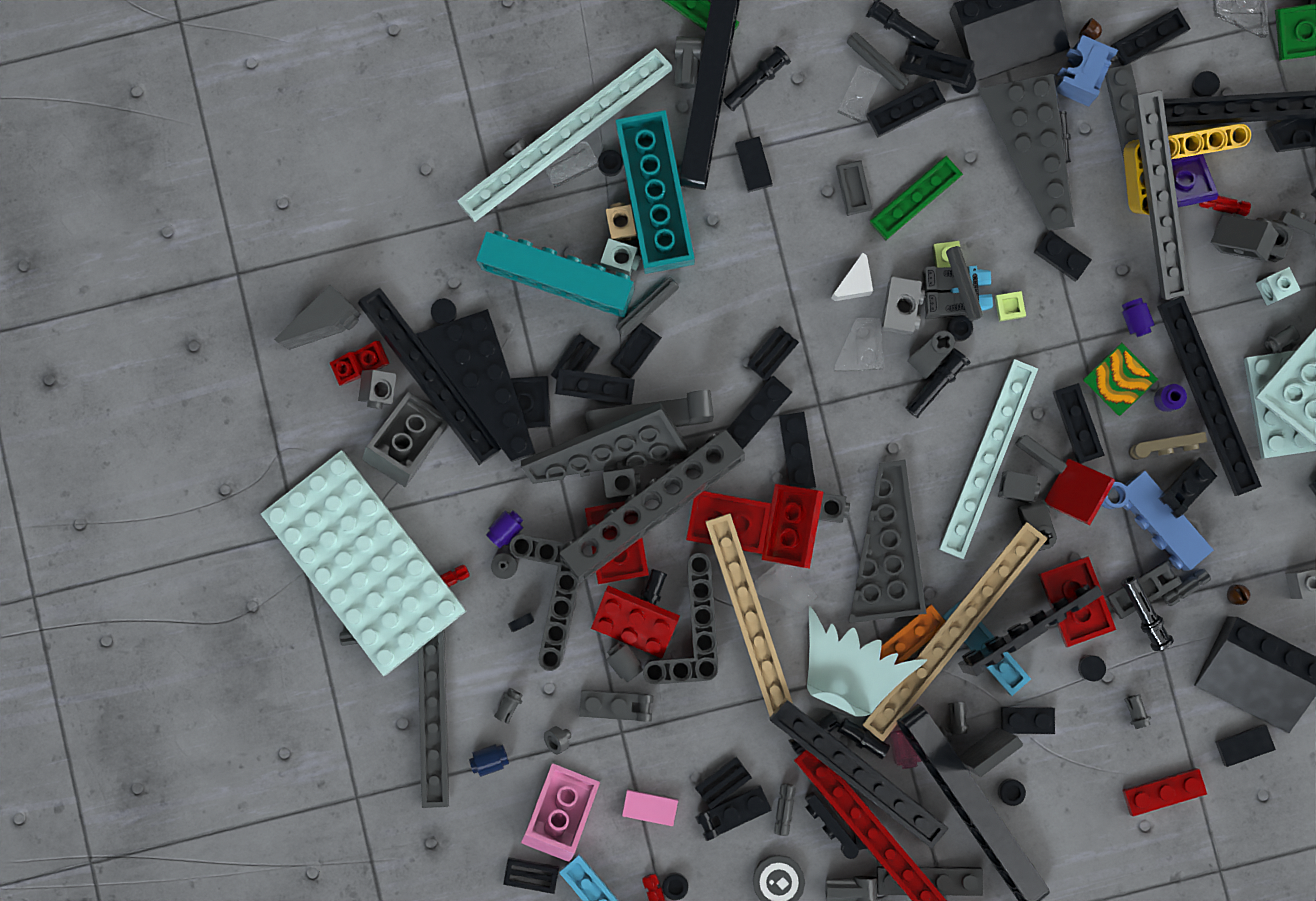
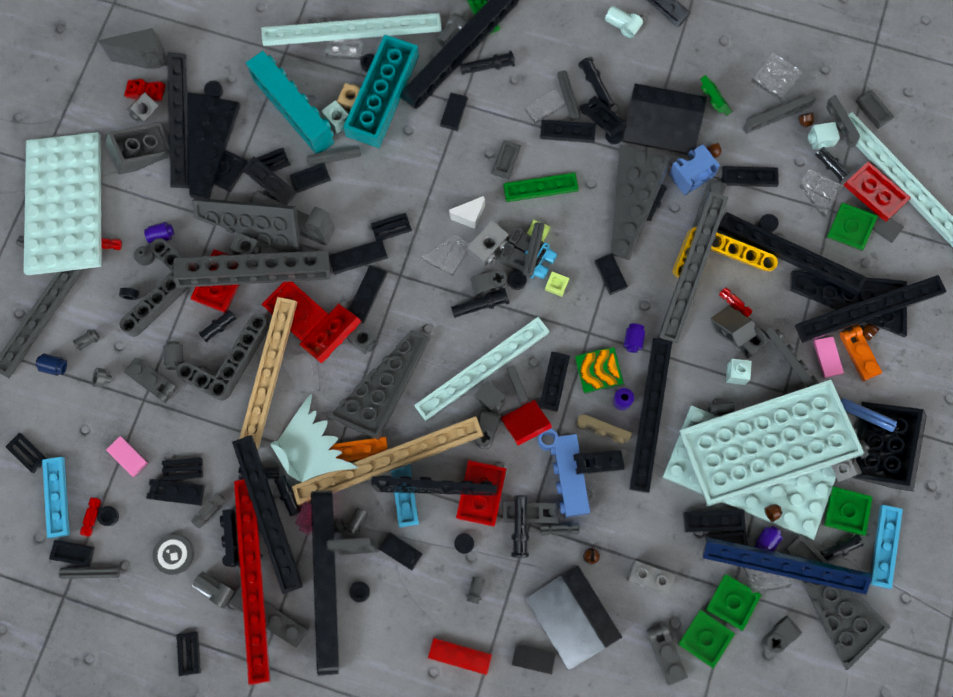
camera: 30 degrees right, 10 degrees down
(560, 812) = (69, 423): bright pink slope -> none
(635, 621) = (195, 333): red plate -> none
(1193, 180) = (720, 273): dark purple tile -> none

